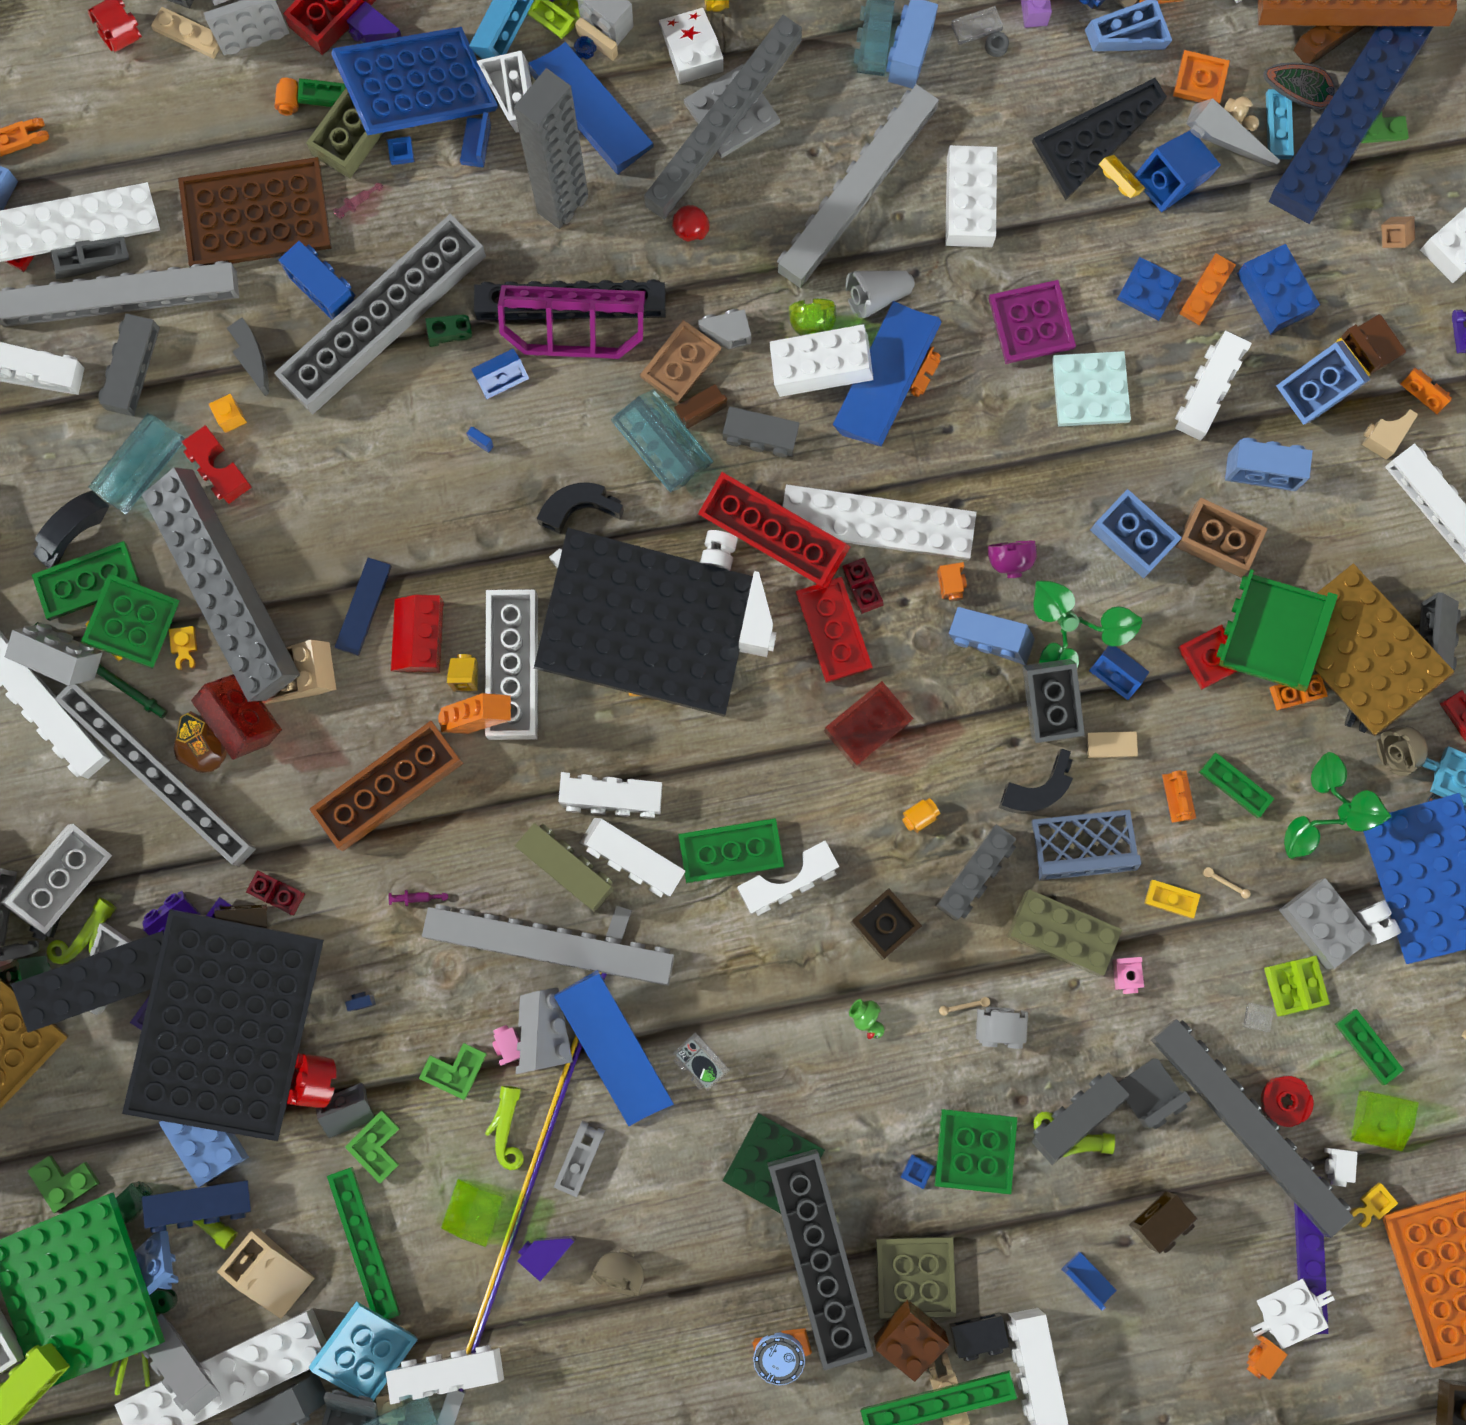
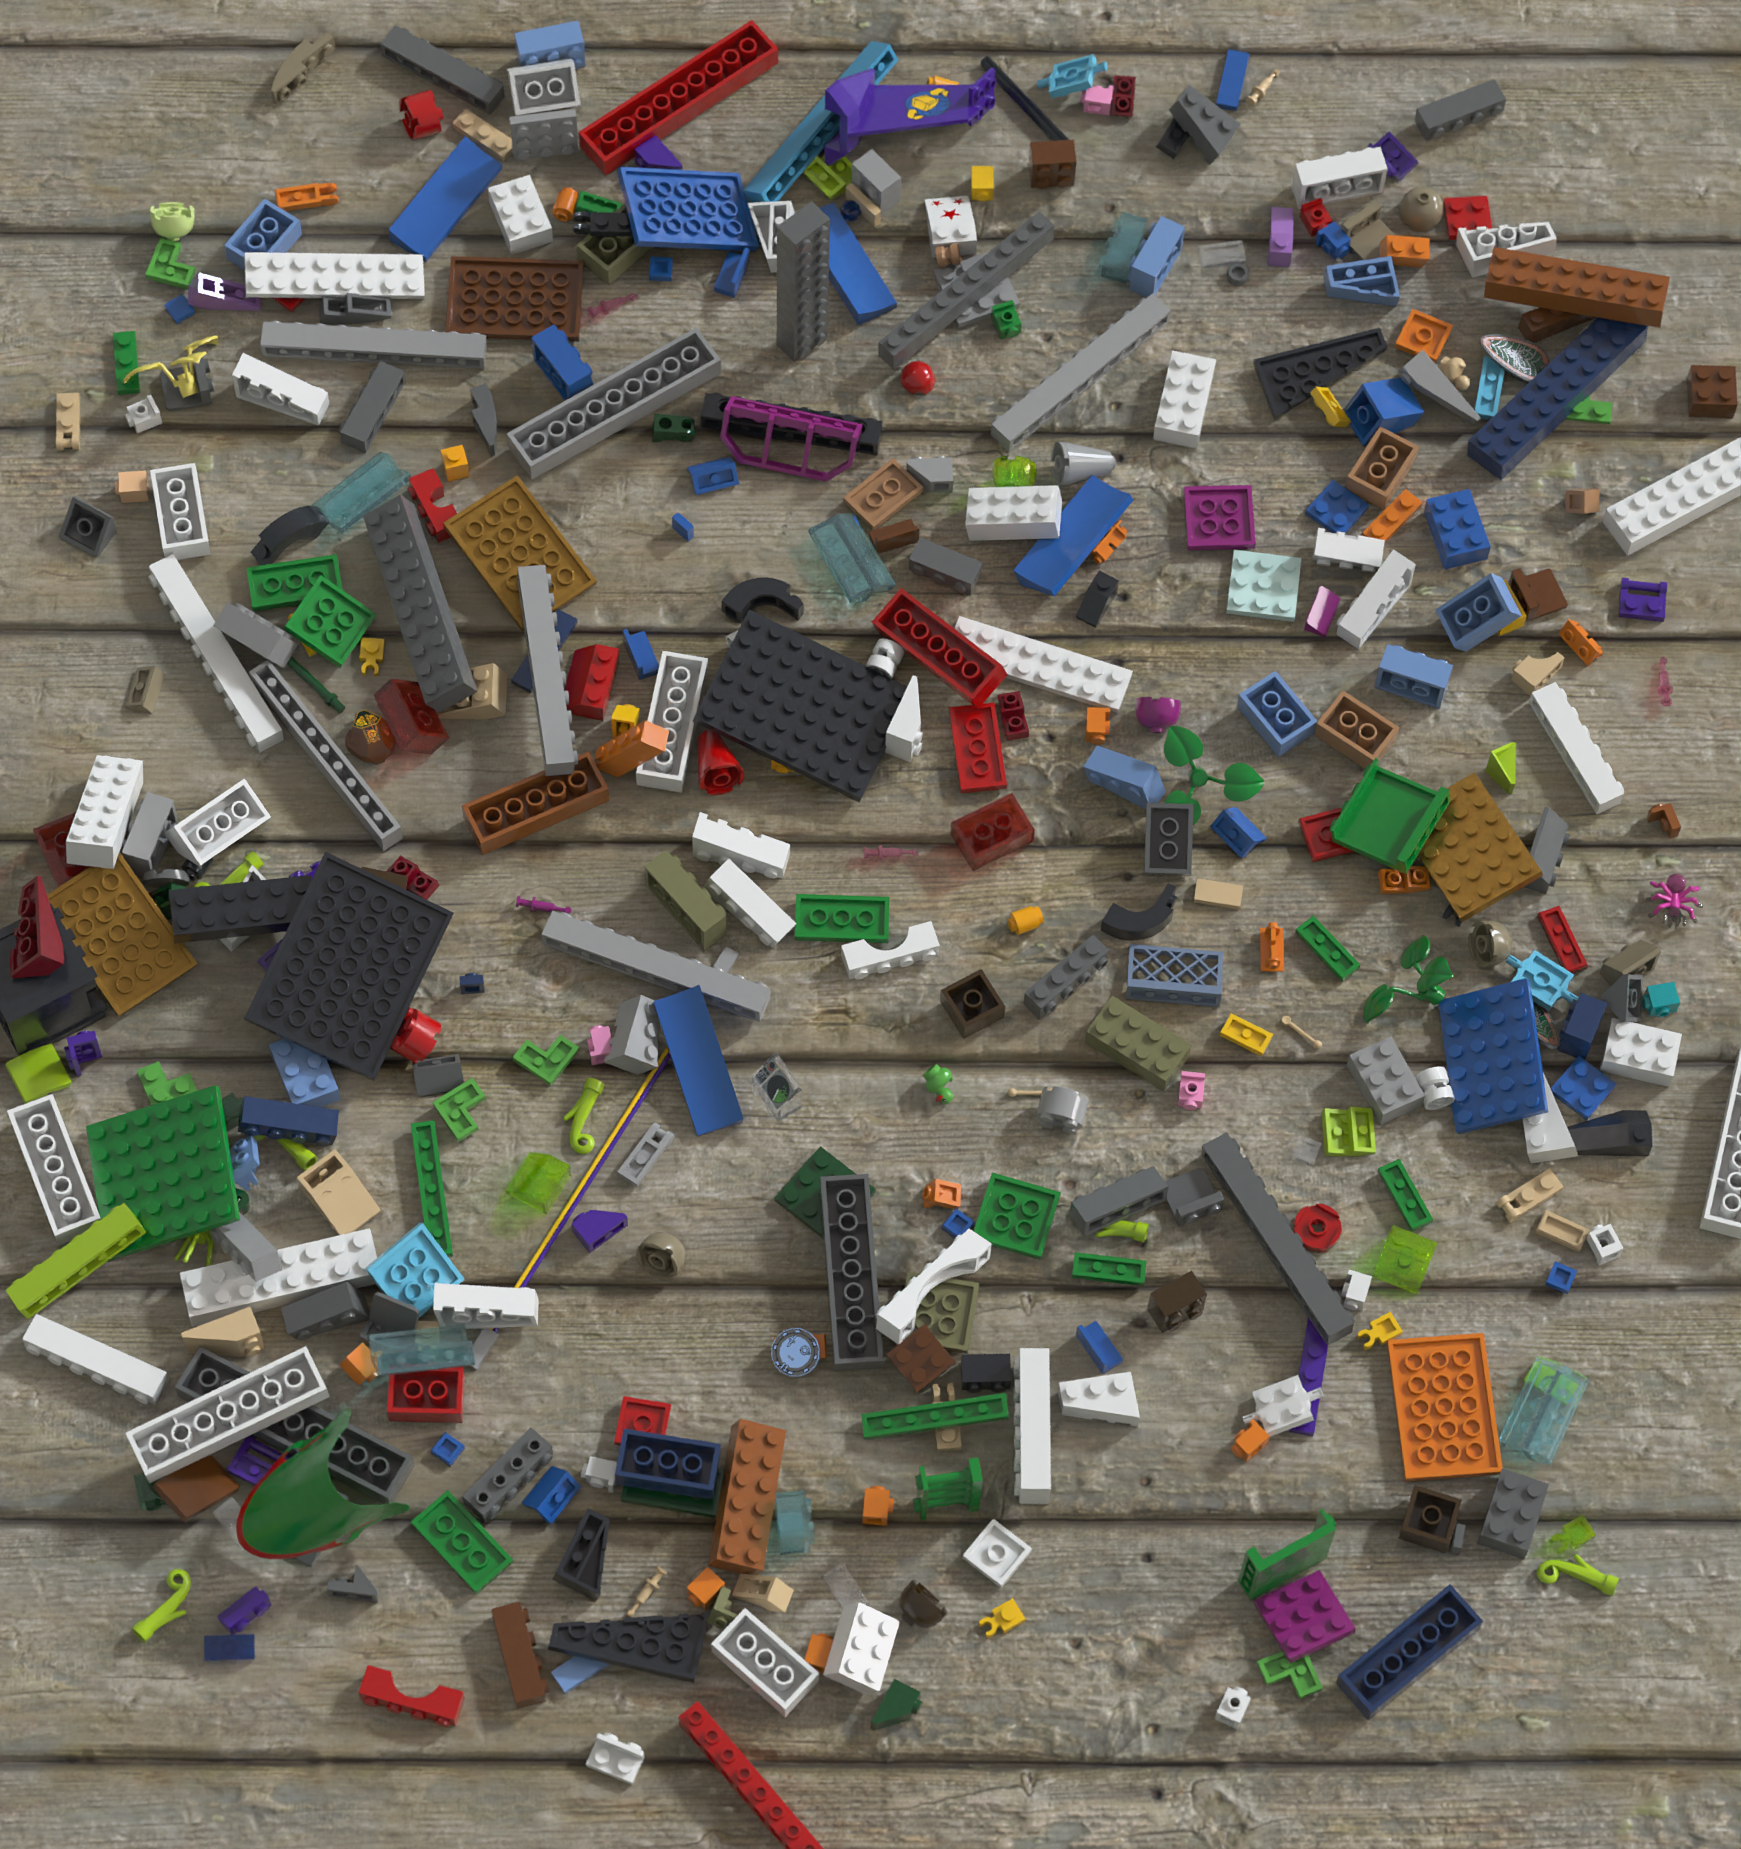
camera: 10 degrees right, 15 degrees down
(159, 114) = (444, 200): none -> blue arch
(241, 117) = (520, 214): none -> white brick
(315, 504) = (512, 532): none -> pearl gold plate
(328, 114) = (602, 224): none -> black hinge
(367, 638) = (546, 671): none -> light grey brick
(464, 591) = (640, 654): none -> blue panel
(567, 705) = (716, 765): none -> red cone
(696, 80) = (948, 255): none -> medium nougat wheel
(762, 136) = (1006, 320): none -> green brick
(764, 765) = (887, 852): none -> clear pink piece
(884, 1307) = (962, 1257): none -> white arch
(894, 1143) = (942, 1194): none -> orange bracket
(925, 438) = (1098, 598): none -> black slope
(1083, 1192) = (1109, 1269): none -> green plate
(1104, 1342) = (1100, 1398): none -> white wedge
(1156, 407) = (1322, 612): none -> magenta slope
(1172, 336) = (1348, 550): none -> white wedge
(1189, 235) = (1382, 468): none -> medium nougat brick
(1378, 547) = (1502, 766): none -> lime slope

